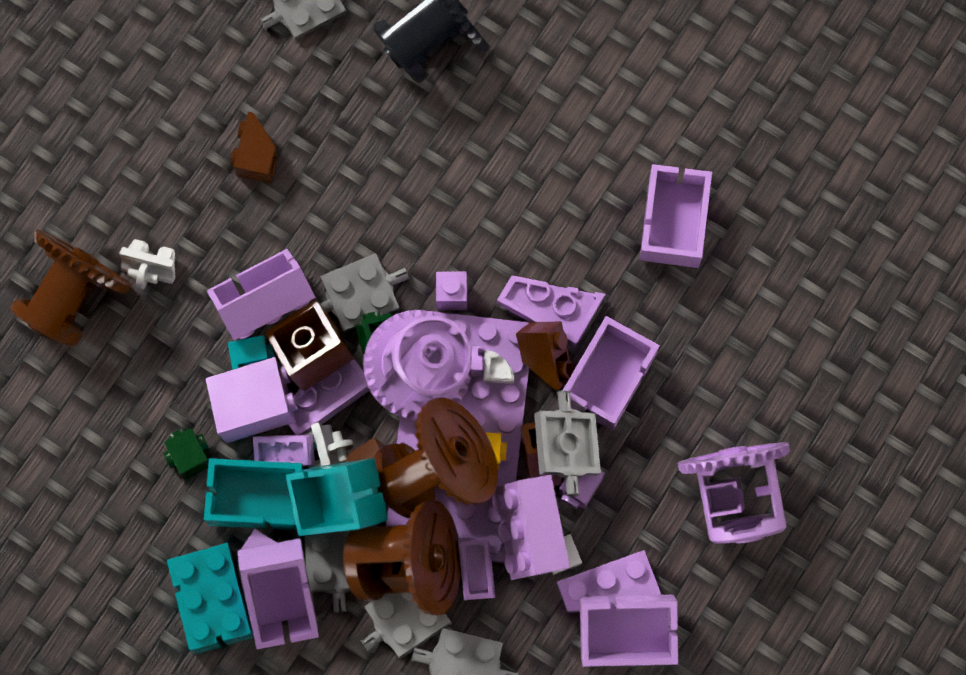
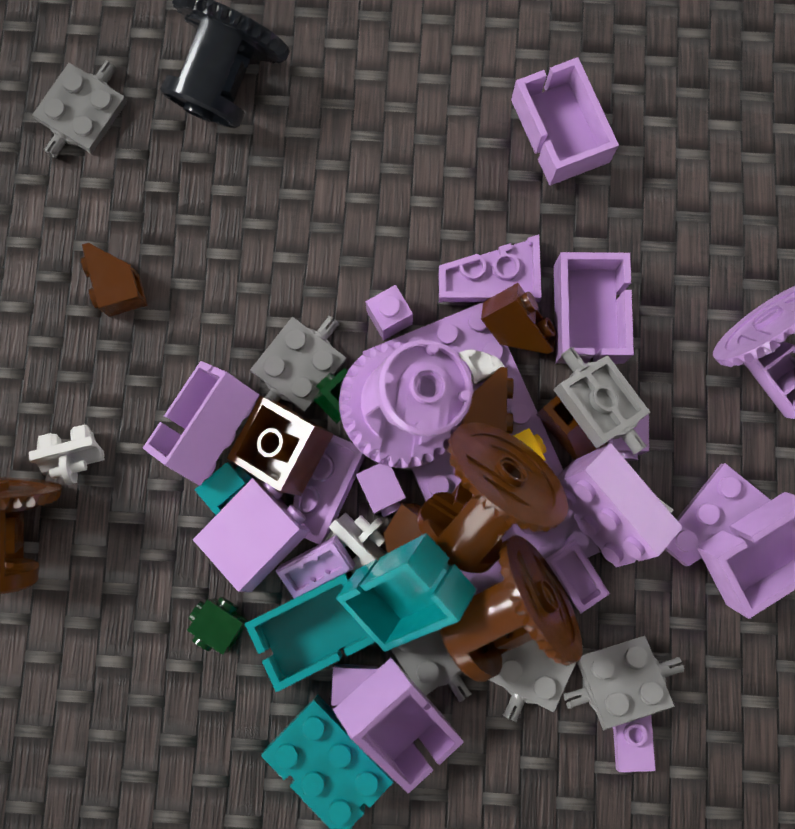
camera: 30 degrees left, 5 degrees up
(367, 420) = (381, 489): none -> lavender brick
(485, 398) = (490, 402): none -> reddish brown slope

